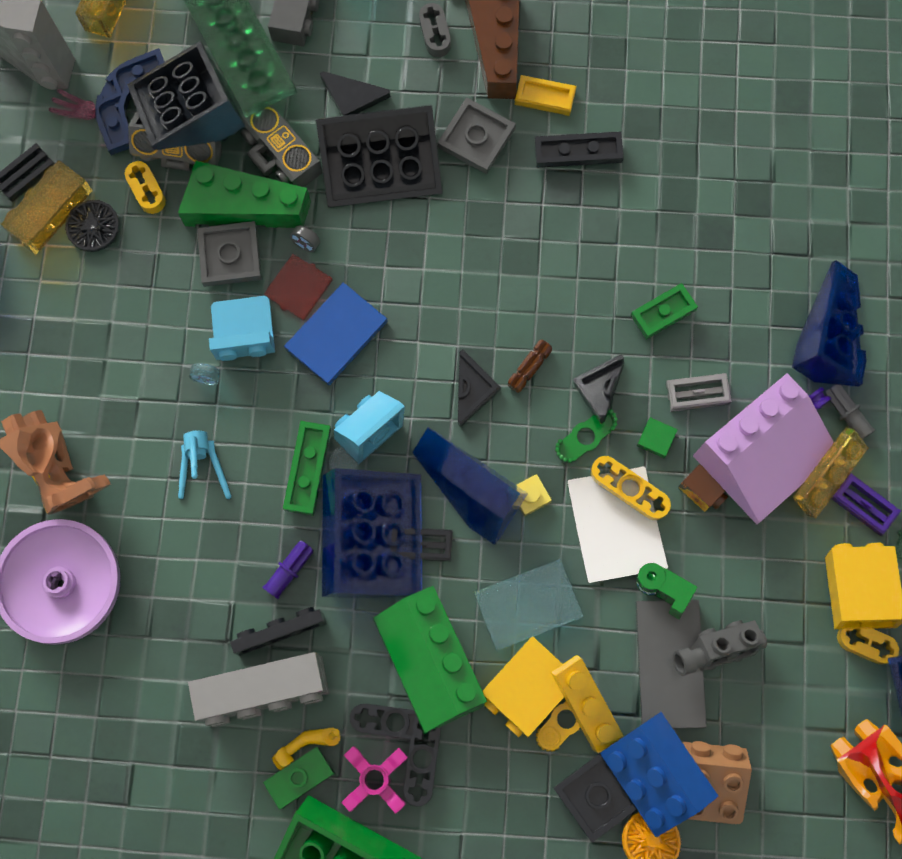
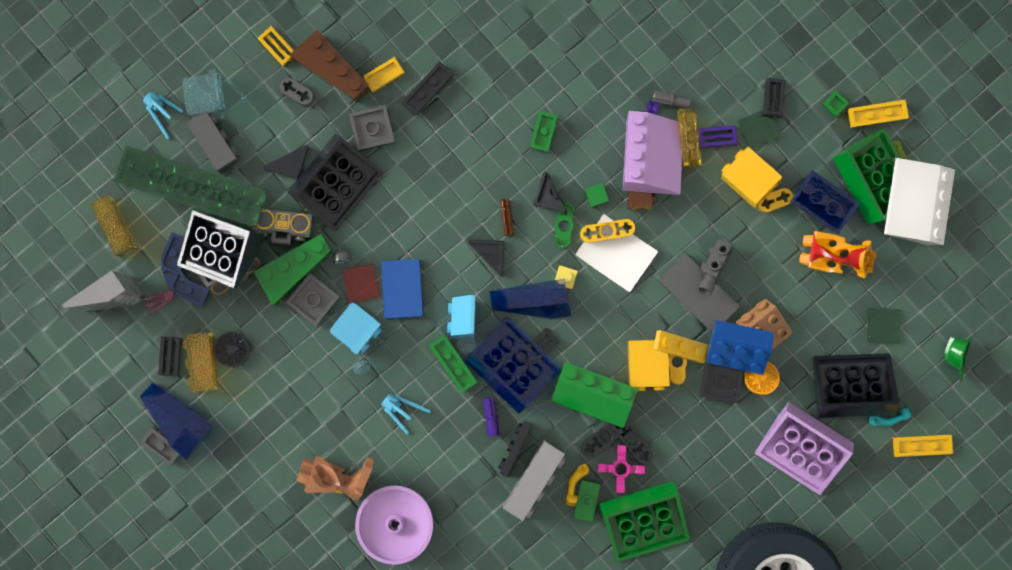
camera: 50 degrees left, 10 degrees up
(140, 189) = (239, 302): yellow beam -> none
(528, 605) = (612, 328): clear light blue tile -> none
(667, 586) = (667, 260): green leg -> none
(702, 403) = (585, 168): light grey tile -> none
(830, 339) = (632, 73): clear blue wedge -> none

